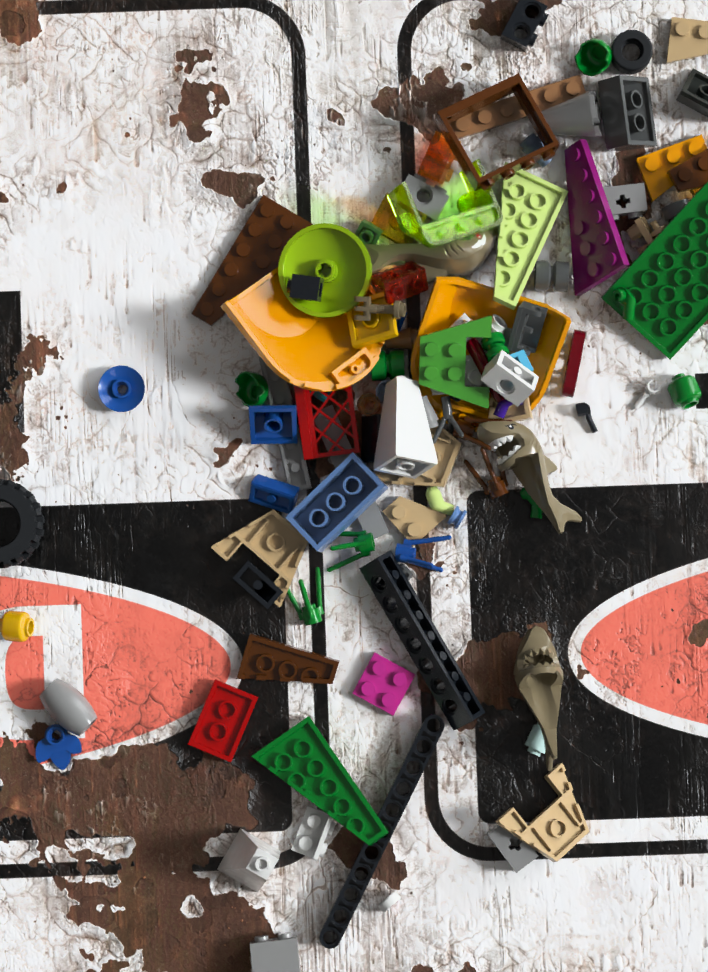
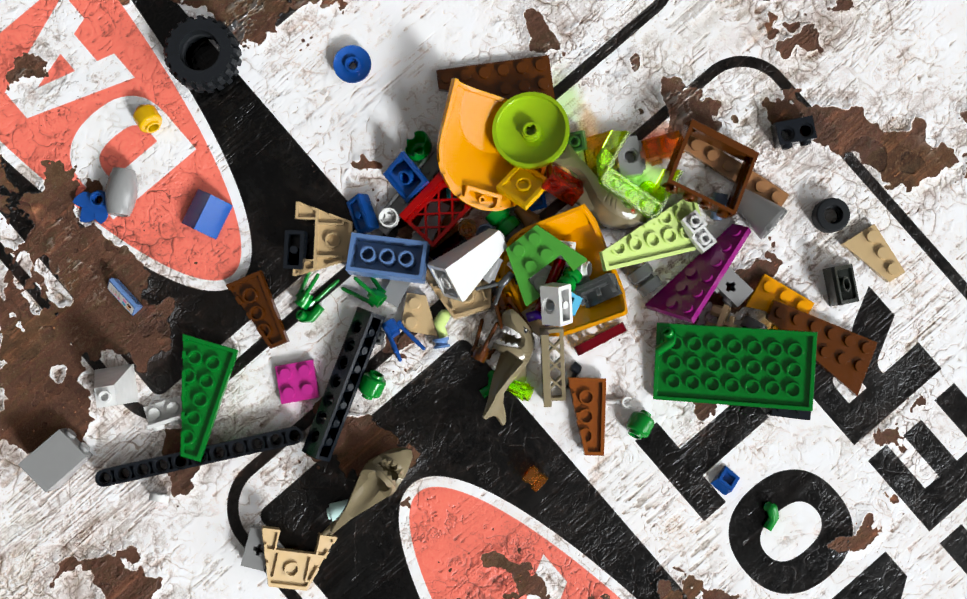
camera: 50 degrees right, 0 degrees up
(153, 642) = (207, 214): none -> slope
(169, 785) = (124, 296): none -> medium blue slope
(223, 720) = (191, 297): red plate -> none
(299, 471) = (386, 217): none -> white wheel
(305, 287) = (509, 125): black brick -> none
(330, 622) = (309, 316): none -> green arm
(397, 309) = (542, 195): dark tan hinge -> none
(444, 614) = (372, 384): none -> green head
(546, 191) = (696, 230): none -> white slope
(561, 435) = (546, 368): none -> dark tan fence
(562, 477) = (521, 390): none -> clear neon green cone
(593, 57) = (808, 193): green hair -> none
(627, 113) = (789, 244): dark grey slope -> none
(631, 426) = (589, 407): none -> dark orange wing
(655, 531) = (534, 478): none -> clear orange wheel

